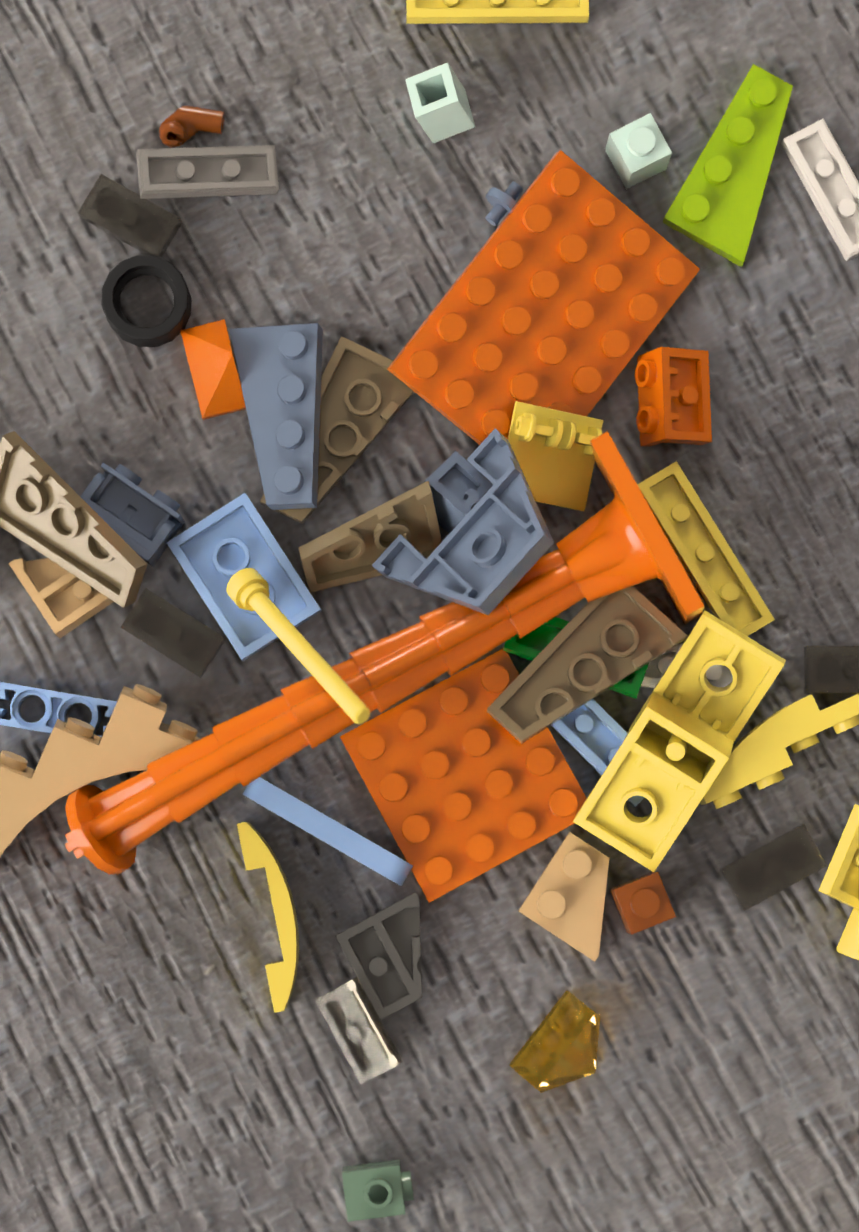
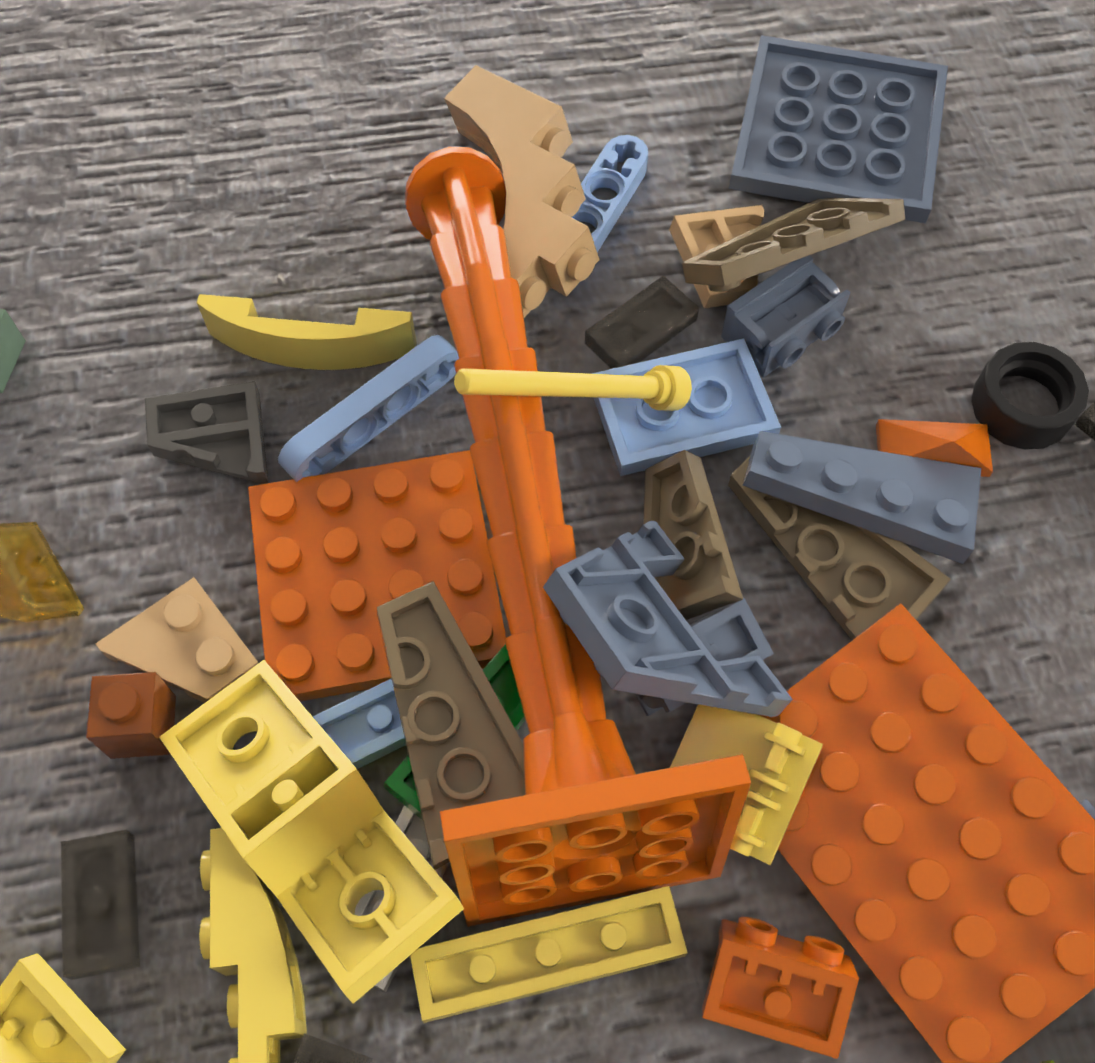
camera: 110 degrees right, 20 degrees down
(358, 1030) = (127, 383): clear smoke plate -> none

